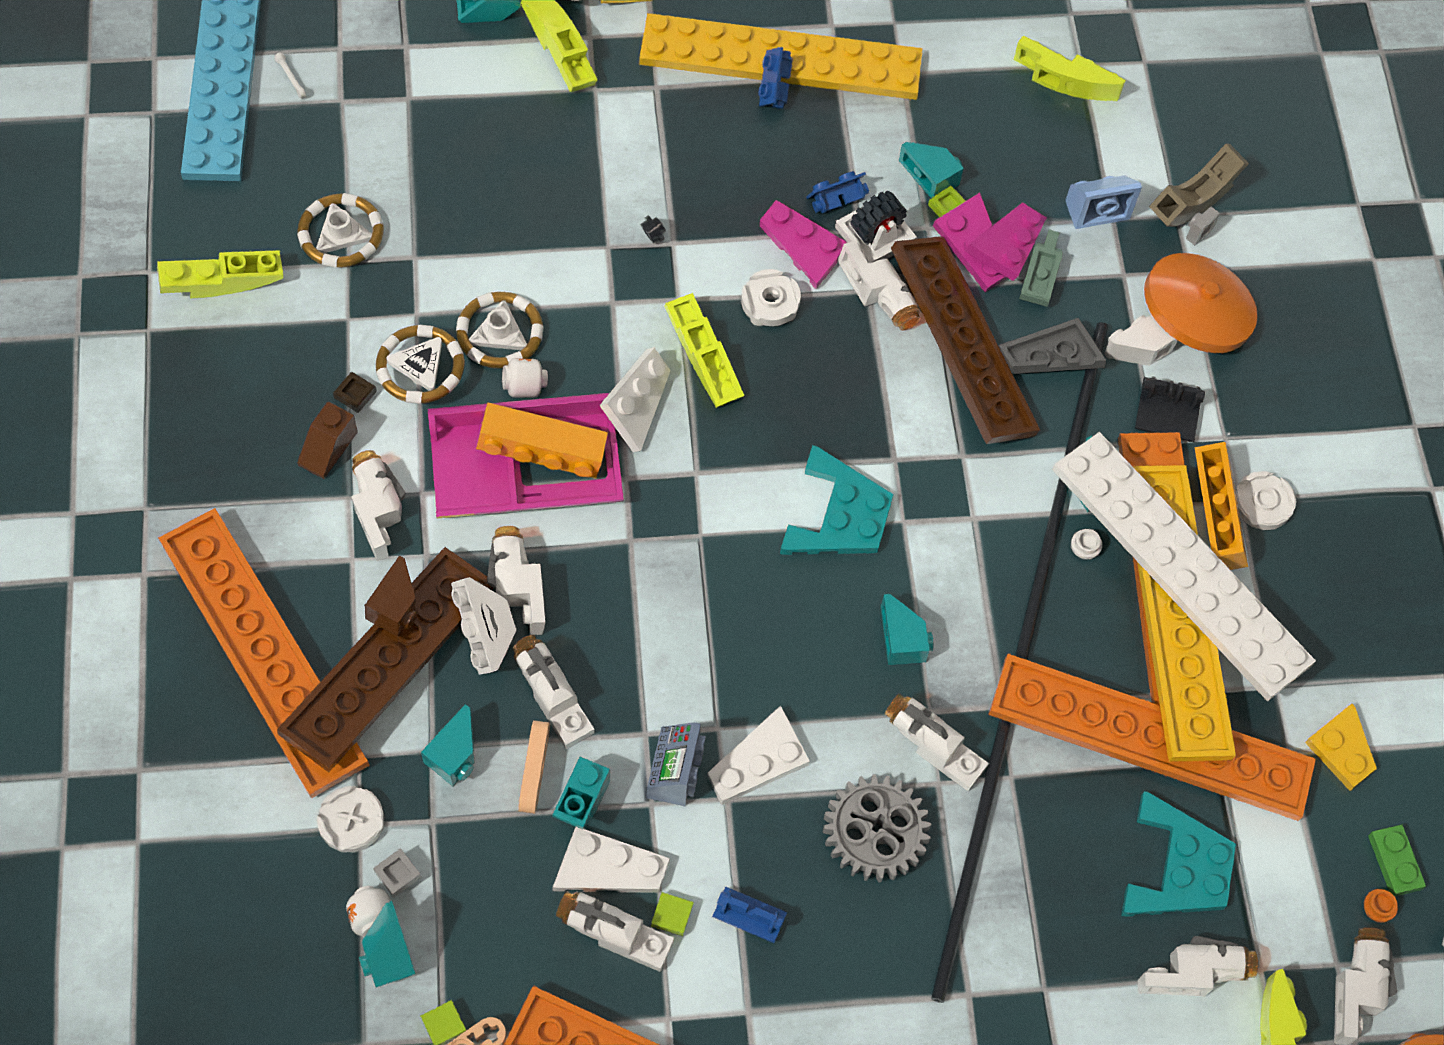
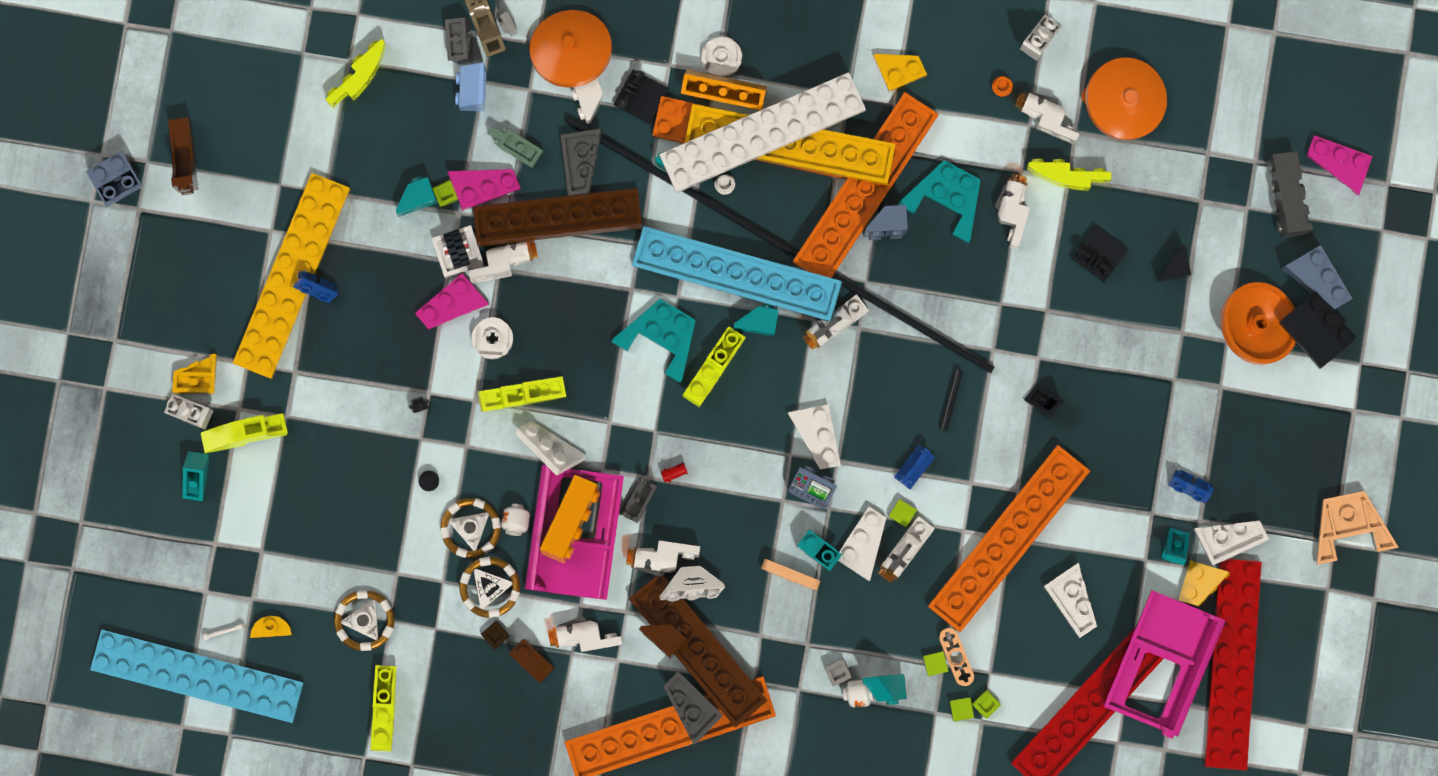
camera: 75 degrees left, 20 degrees up
(298, 666) = (692, 707): none -> dark grey wing
(307, 124) = (270, 627): none -> yellow plate
(350, 819) = (795, 694): white tile -> none
(452, 749) = (767, 621): teal slope -> none
(552, 264) = (428, 481): none -> black plate
(552, 691) = (744, 552): white plate -> none
(592, 533) = (638, 500): none -> dark grey hinge
(646, 568) = (673, 472): none -> red pin
(817, 588) = (714, 366): none -> neon yellow slope
(827, 194) = (415, 259): blue hinge -> none
(863, 852) = (895, 387): light grey gear -> none
(869, 946) = (951, 400): none -> black bar
(964, 588) = (737, 273): none -> medium azure plate
(1009, 241) = (492, 163): dark pink wing -> none
(1112, 774) = (889, 222): none -> sand blue slope
(1159, 171) = (459, 40): none -> dark grey hinge
(1396, 860) = (977, 65): bright green plate -> none

